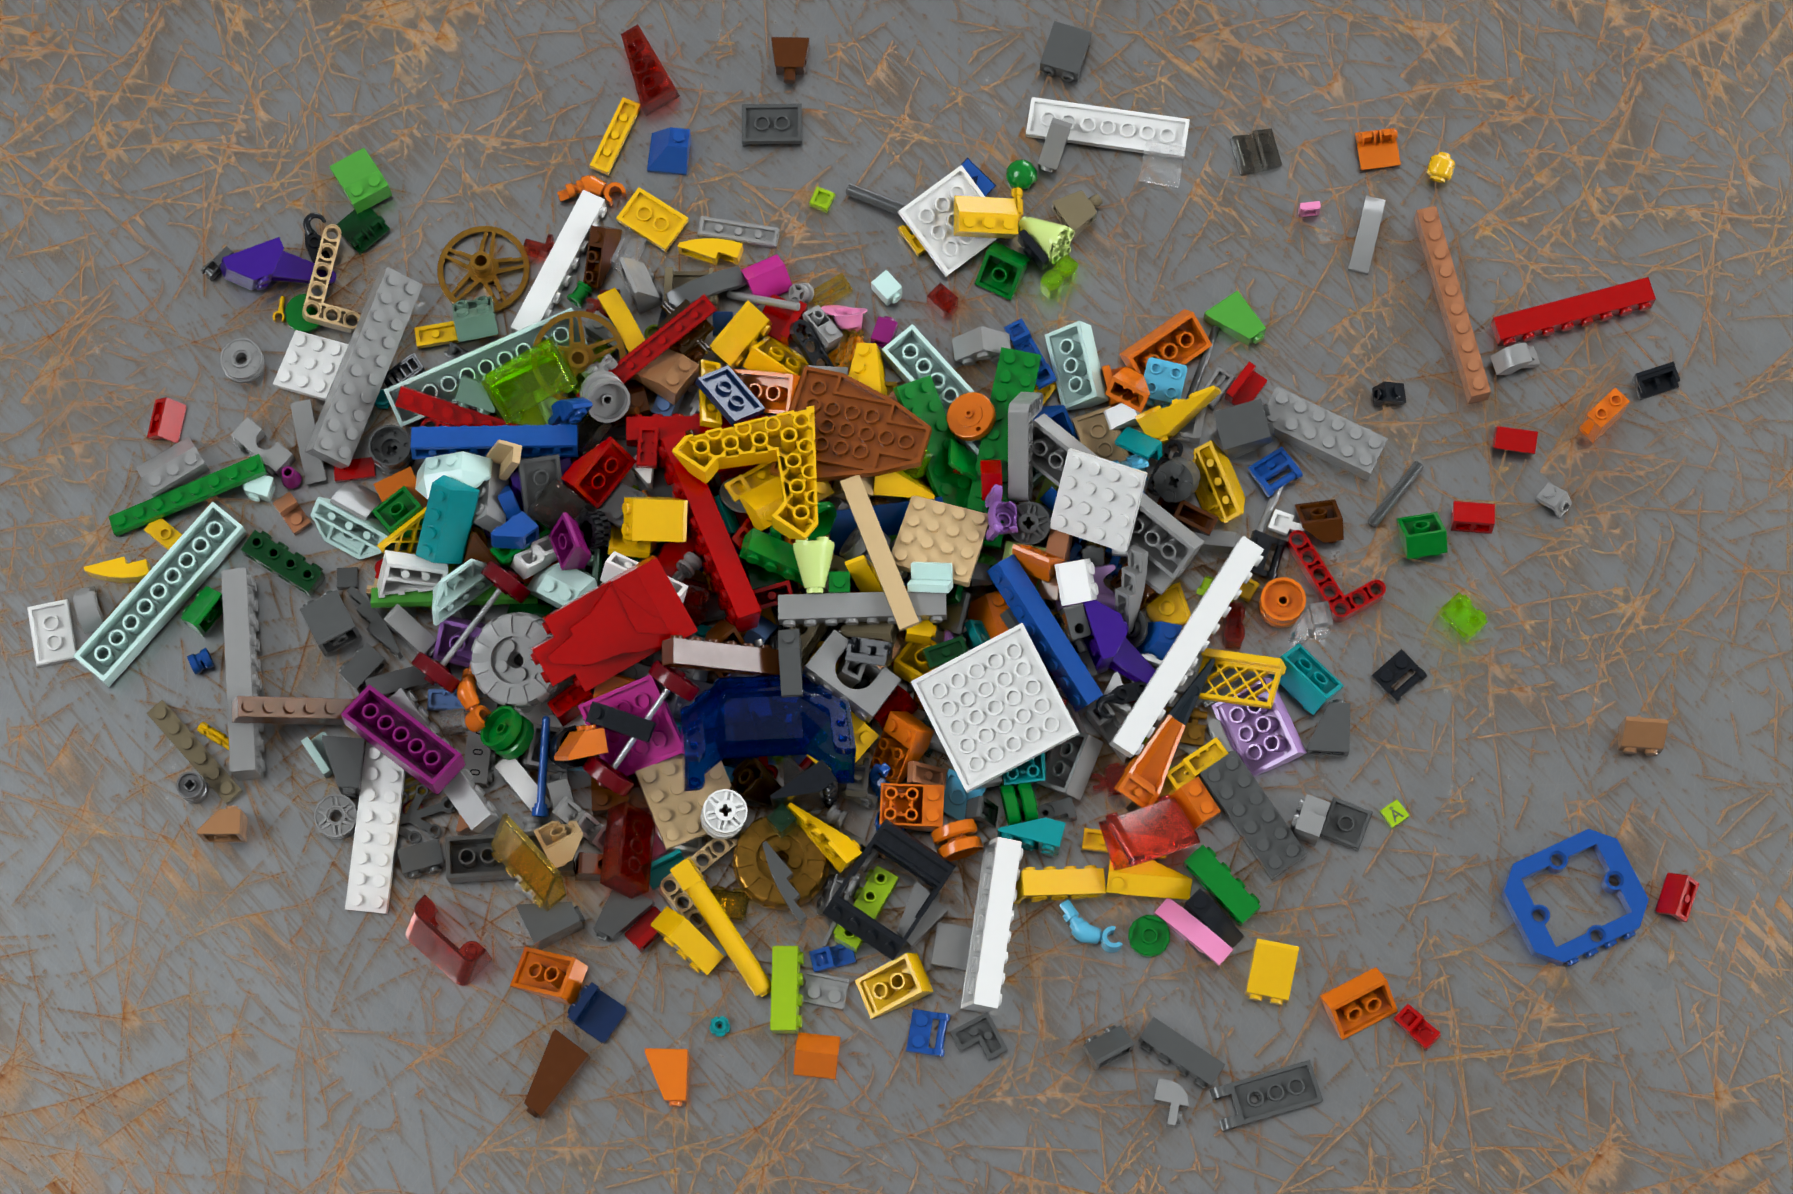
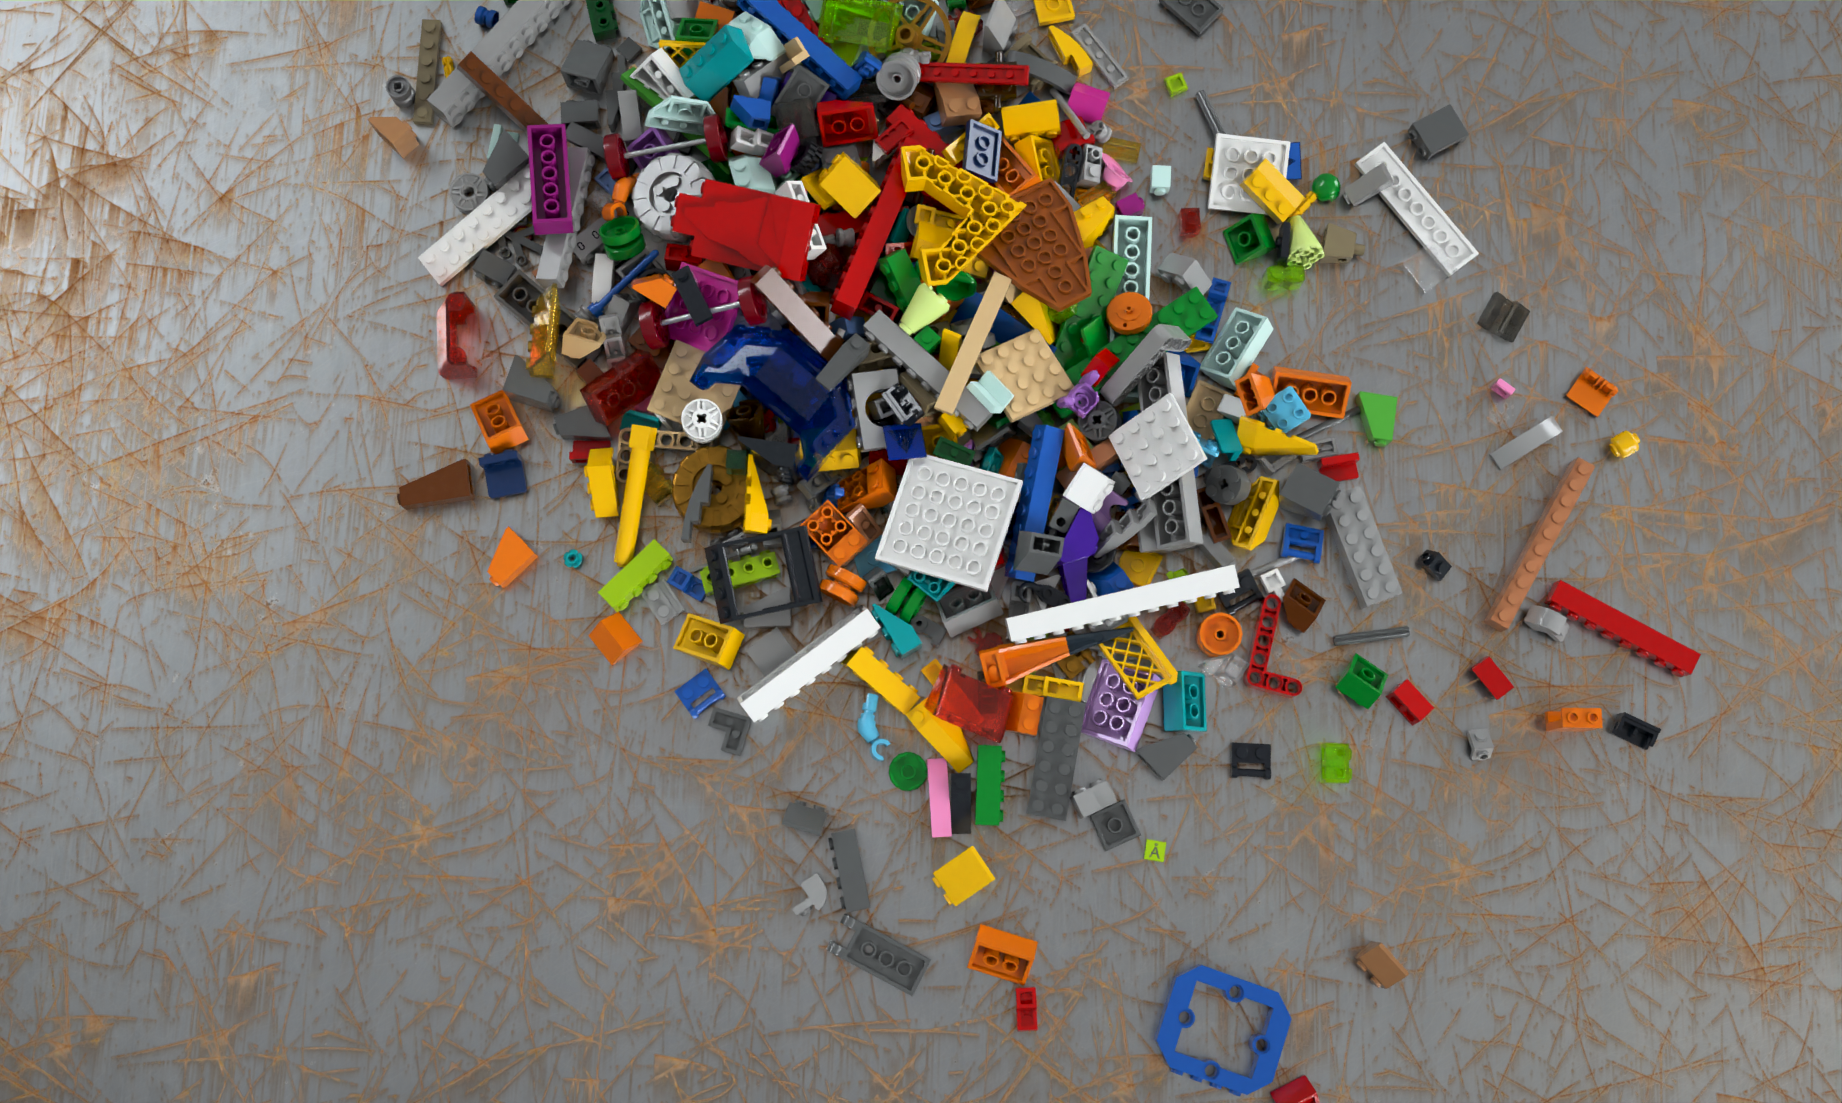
camera: 40 degrees right, 5 degrees up
(898, 680) = (904, 441): none -> clear blue piece
(1086, 667) = (1037, 552): none -> dark grey slope

